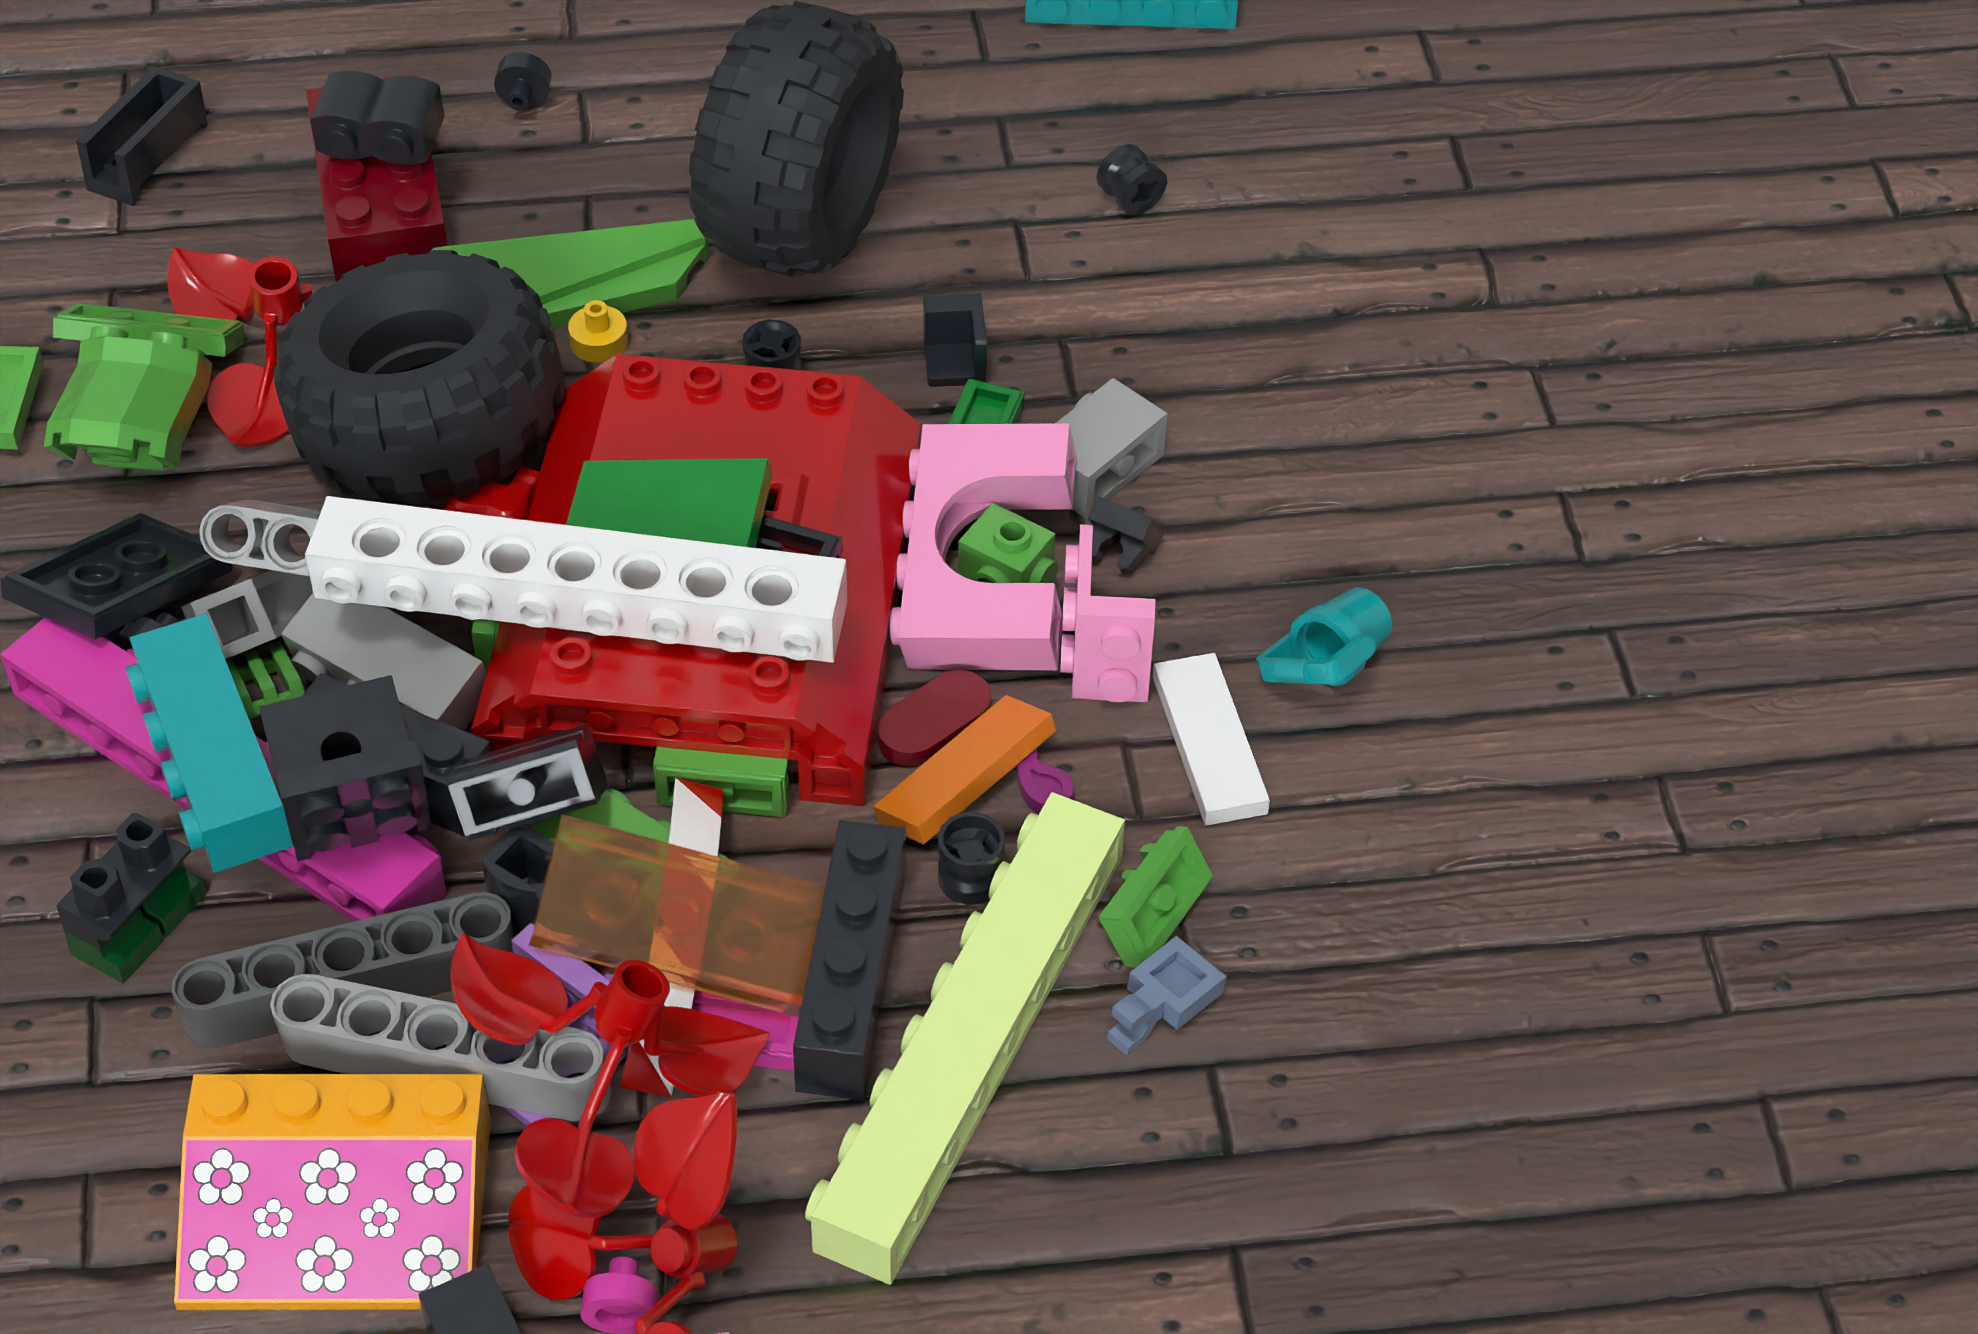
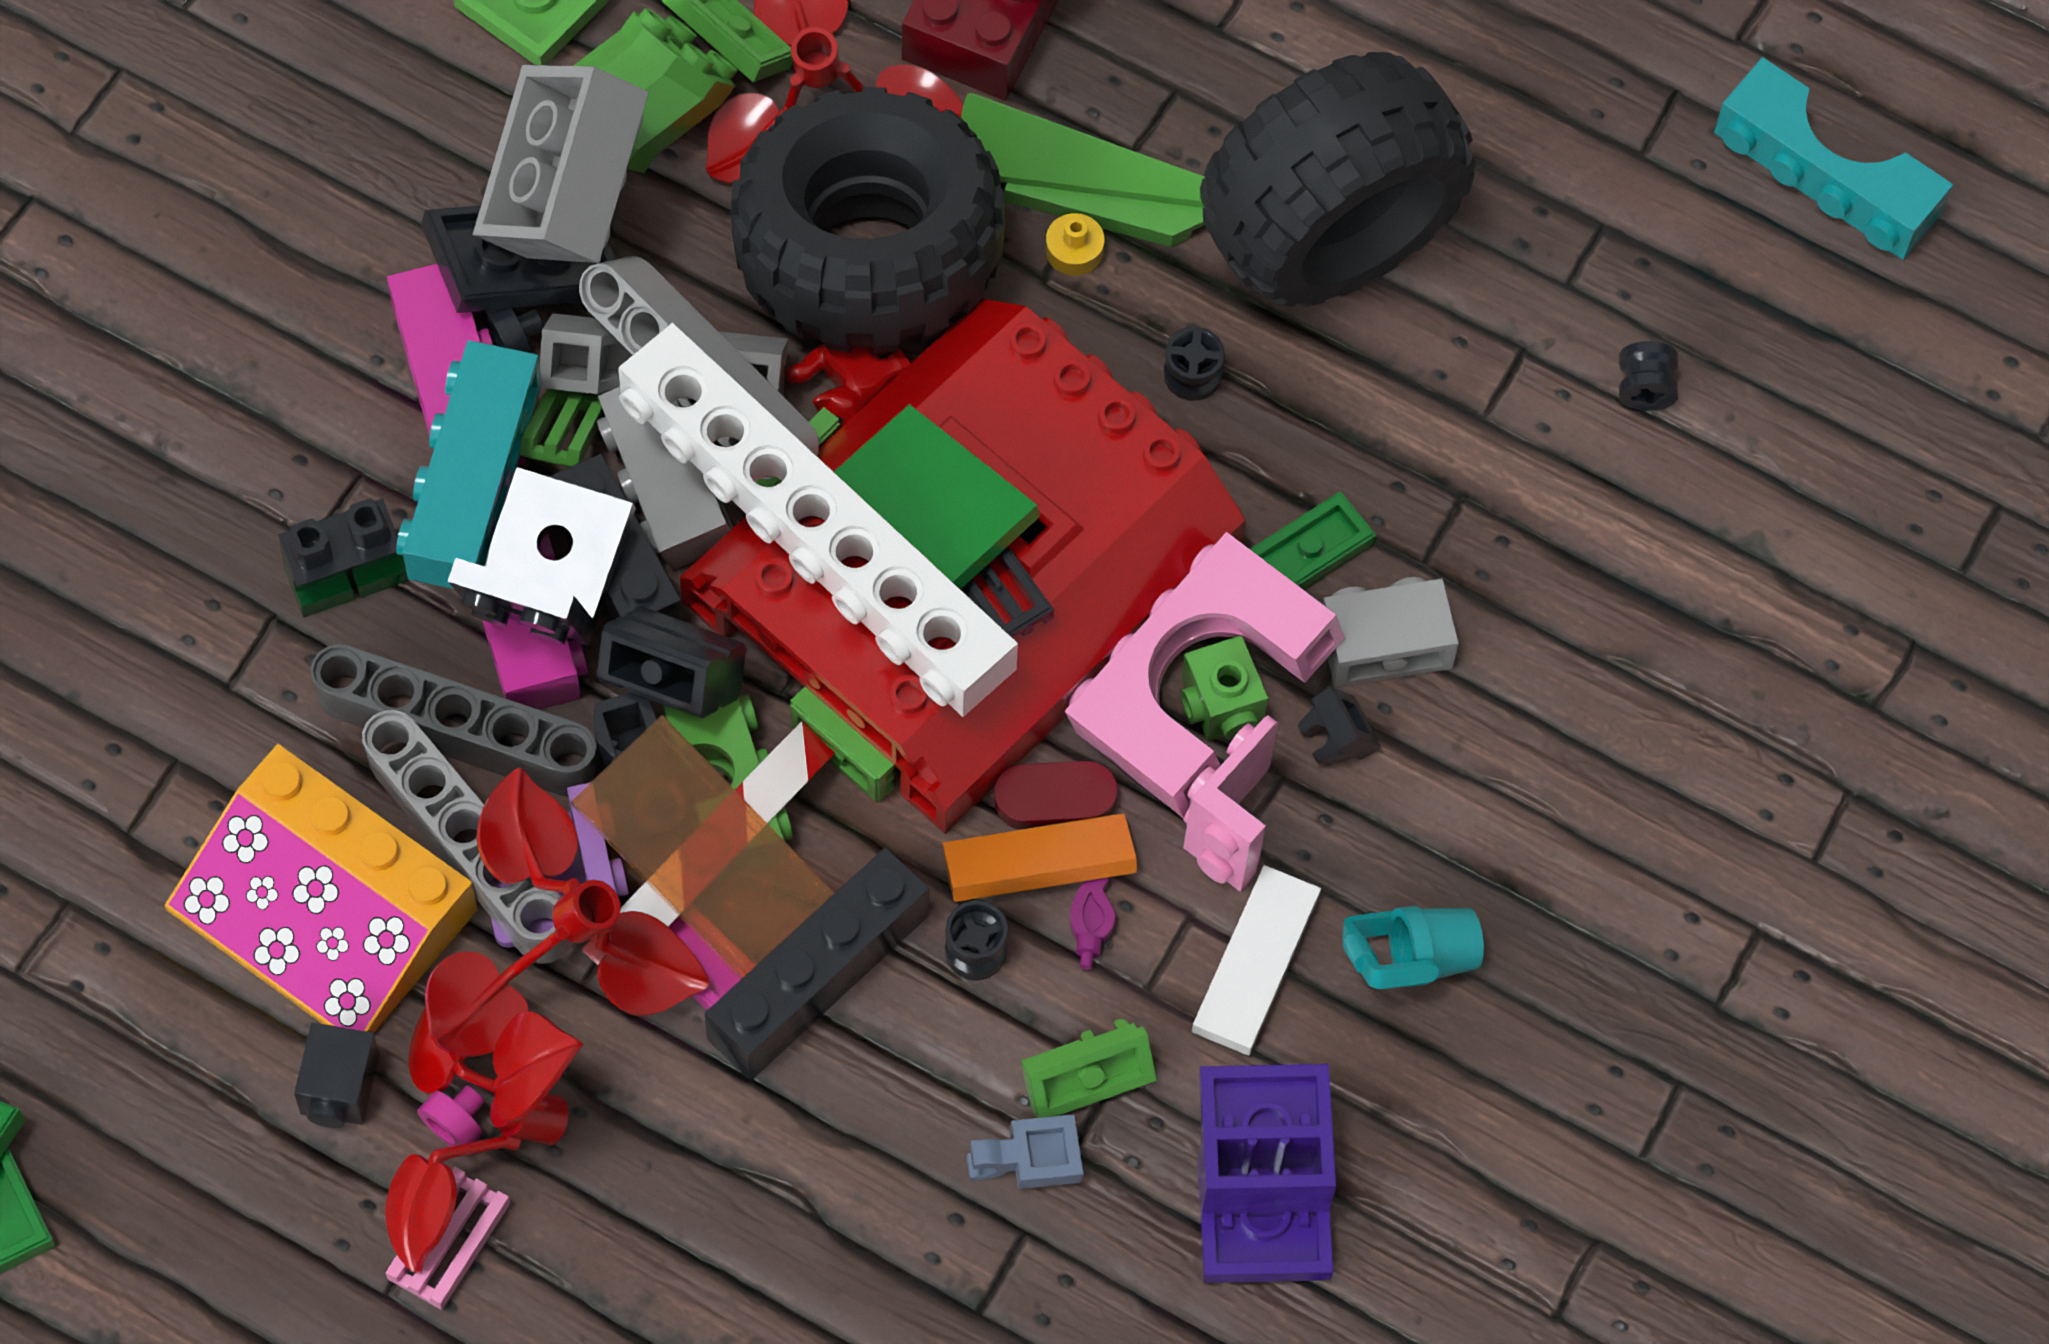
camera: 35 degrees right, 15 degrees up
(115, 450) = (561, 163): none -> light grey brick
(954, 339) = (1359, 446): black panel -> none
(965, 1041) = (861, 1083): yellowish green brick -> none
(1380, 871) = (1266, 1173): none -> dark purple bracket

